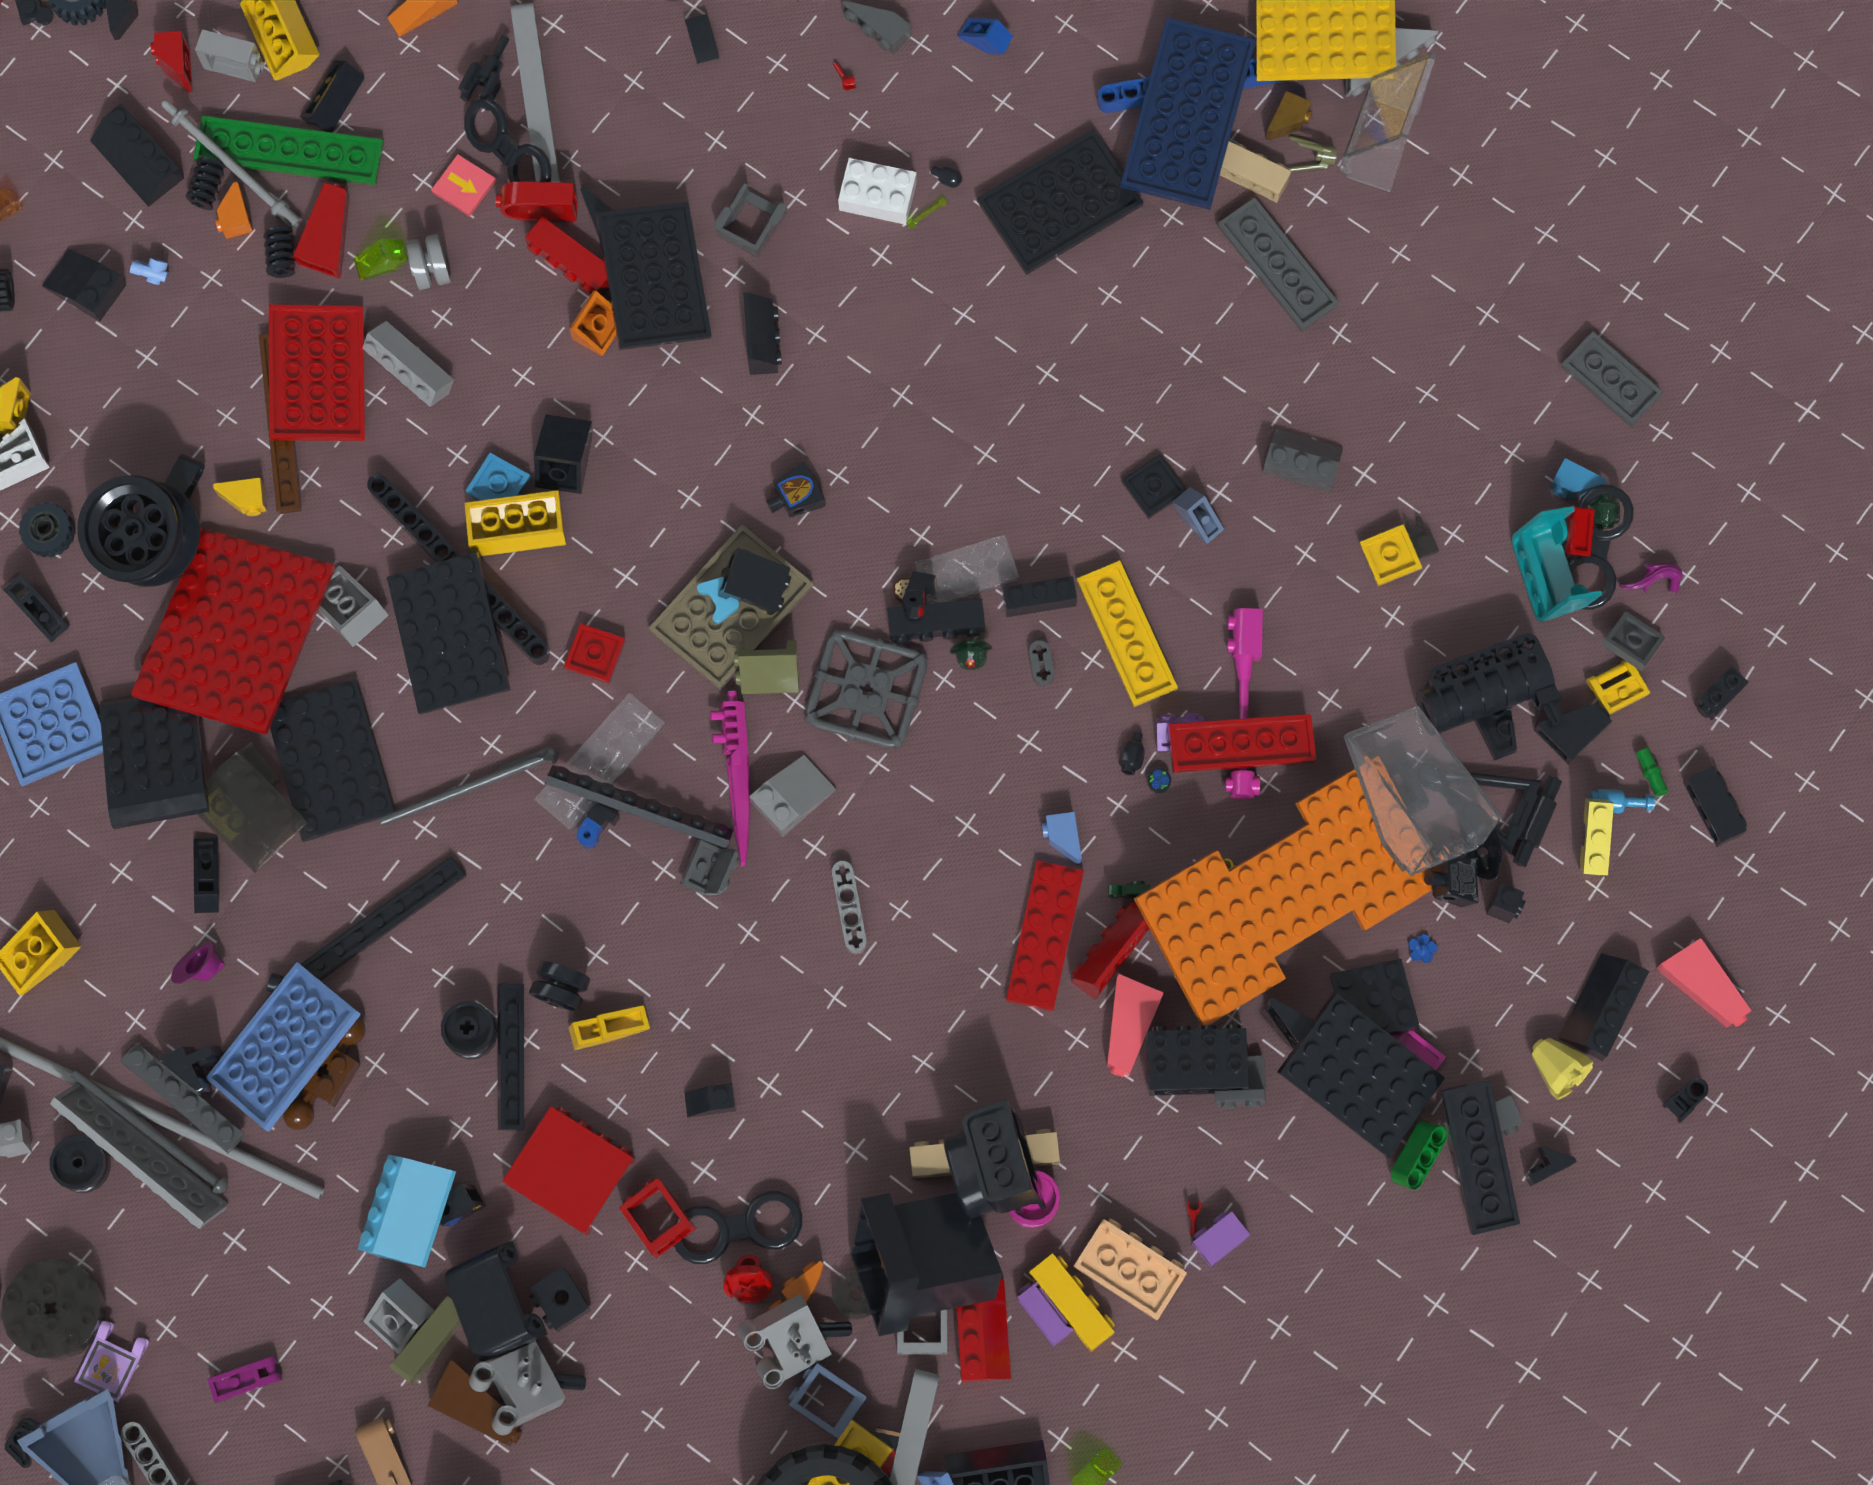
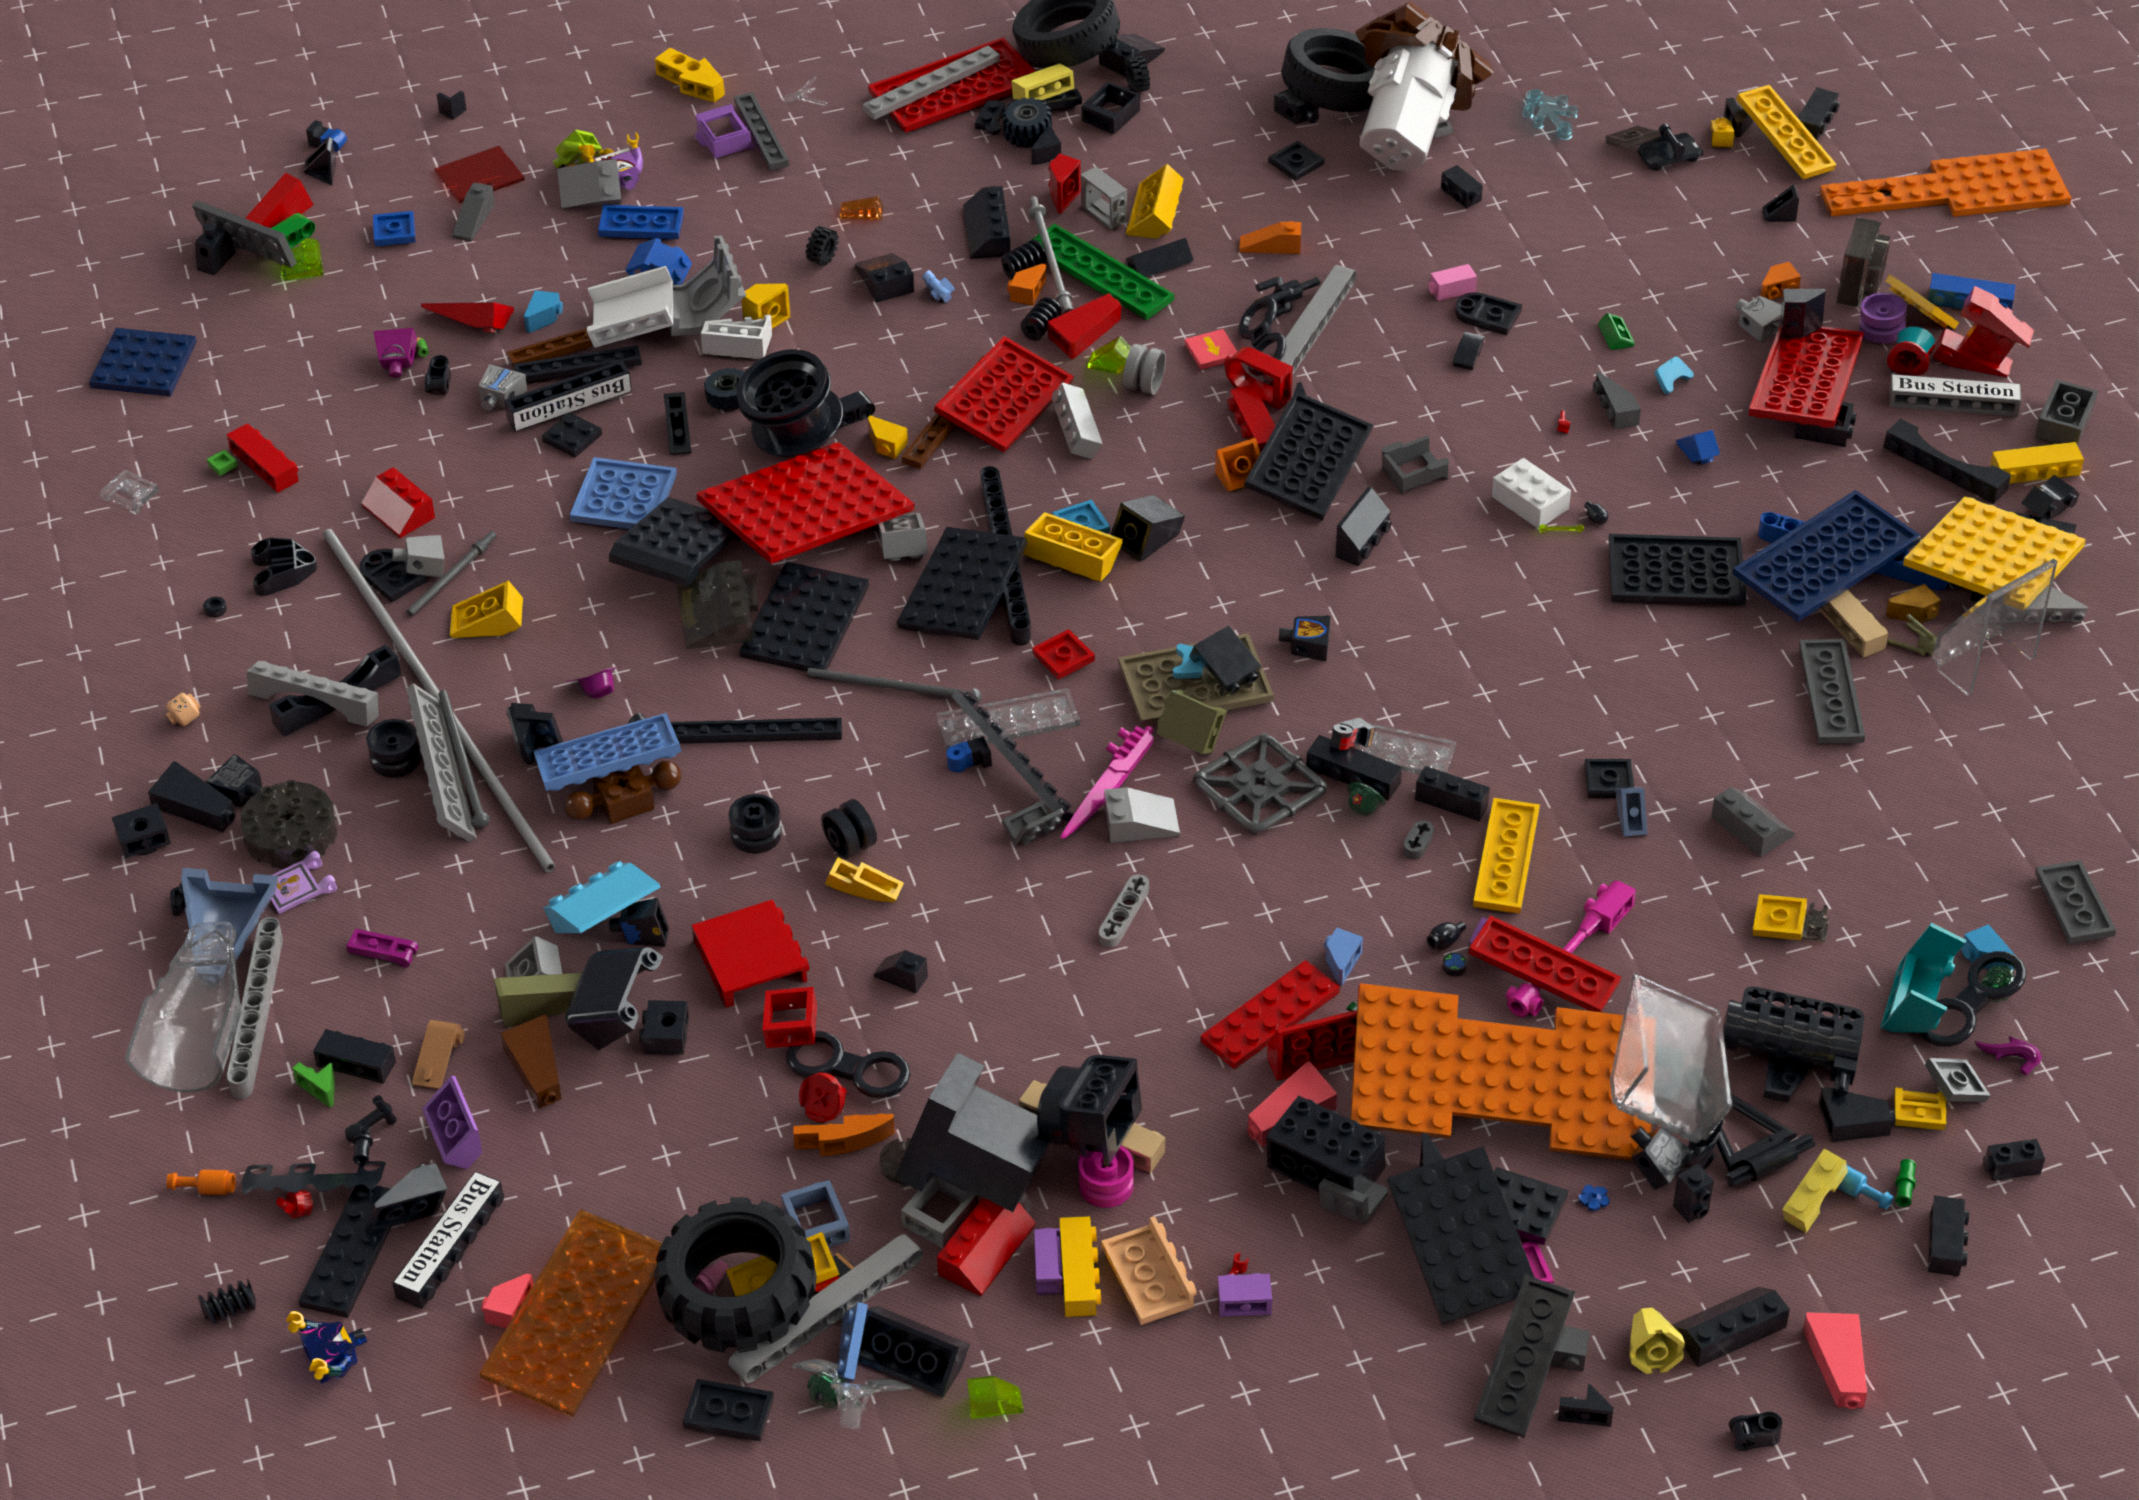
camera: 35 degrees right, 30 degrees down
(182, 1099) = (505, 753): dark grey plate -> none
(206, 875) = (648, 634): black slope -> none
(511, 1057) = (771, 859): black plate -> none
(525, 1386) = (586, 1062): light grey piece -> none
(793, 1338) = (825, 1149): light grey piece -> none
(1419, 1155) = (1459, 1331): green beam -> none
(1580, 532) = (1962, 973): red tile -> none

